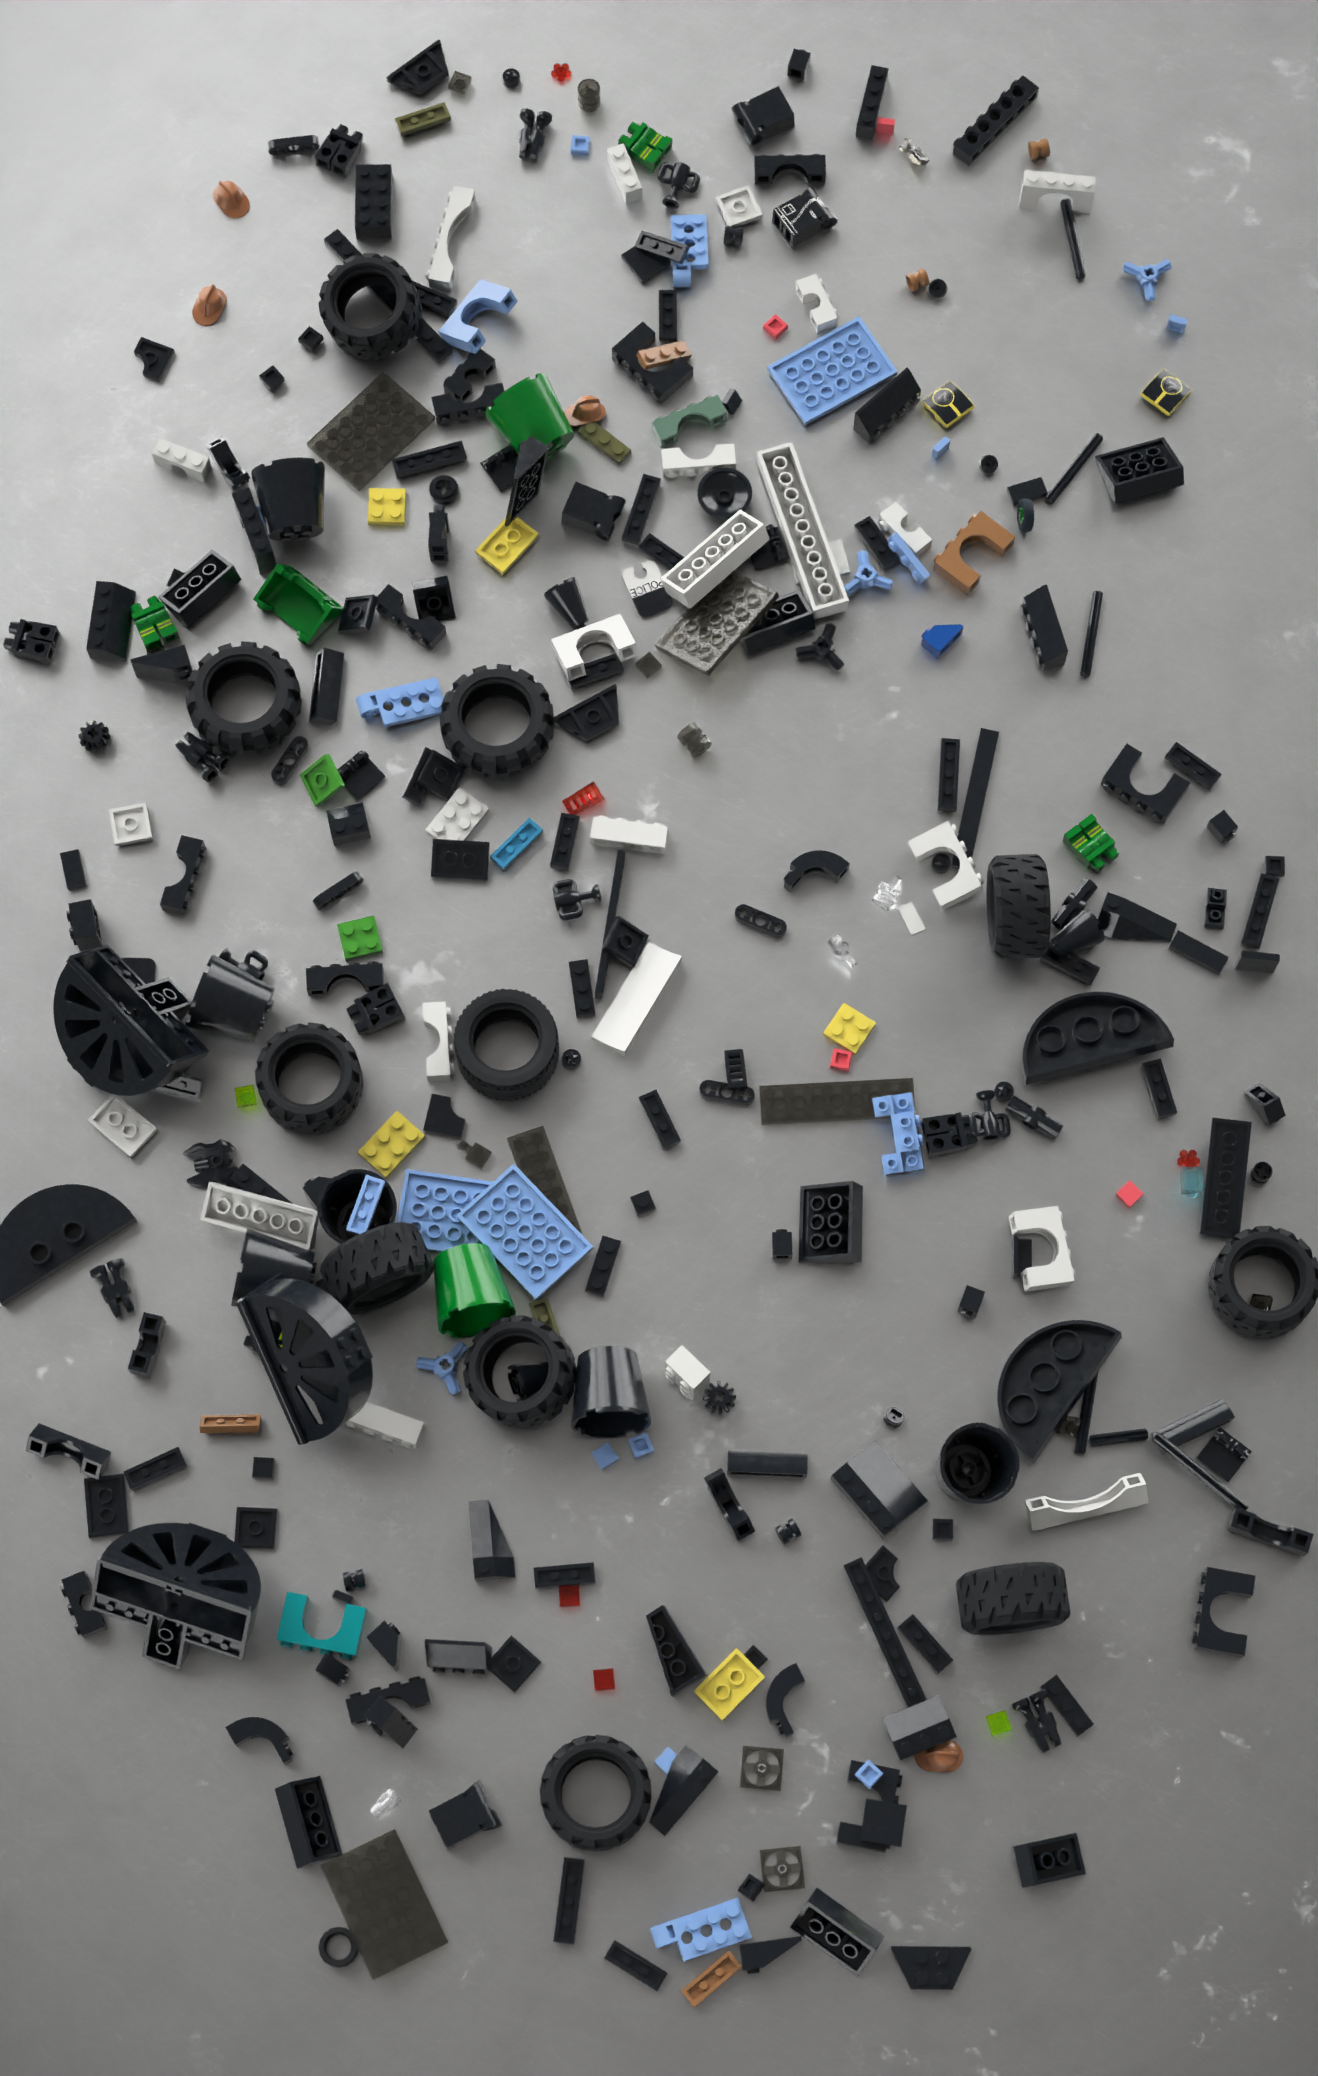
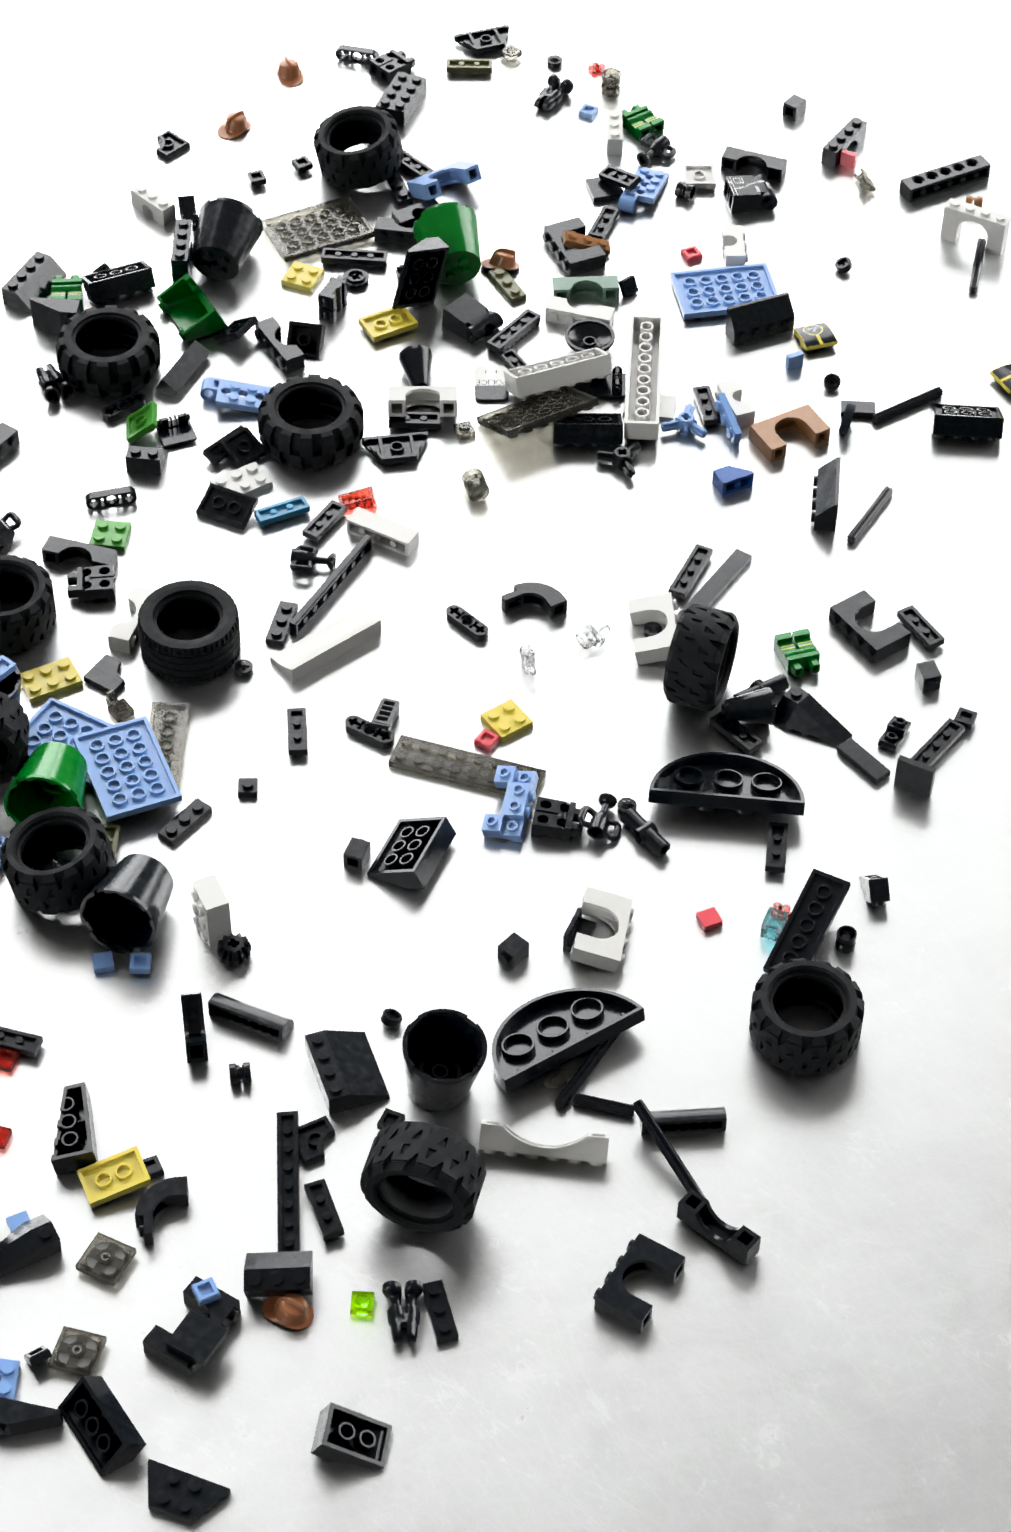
camera: 20 degrees right, 25 degrees down
(460, 207) = (466, 120): white arch -> none
(625, 941) = (336, 598): black tile -> none
(764, 115) = (749, 128): black piece -> none
(911, 918) = (606, 662): white sticker -> none
(917, 280) = (828, 254): medium nougat wheel -> none
(1224, 1454) = (703, 1152): black hinge -> none

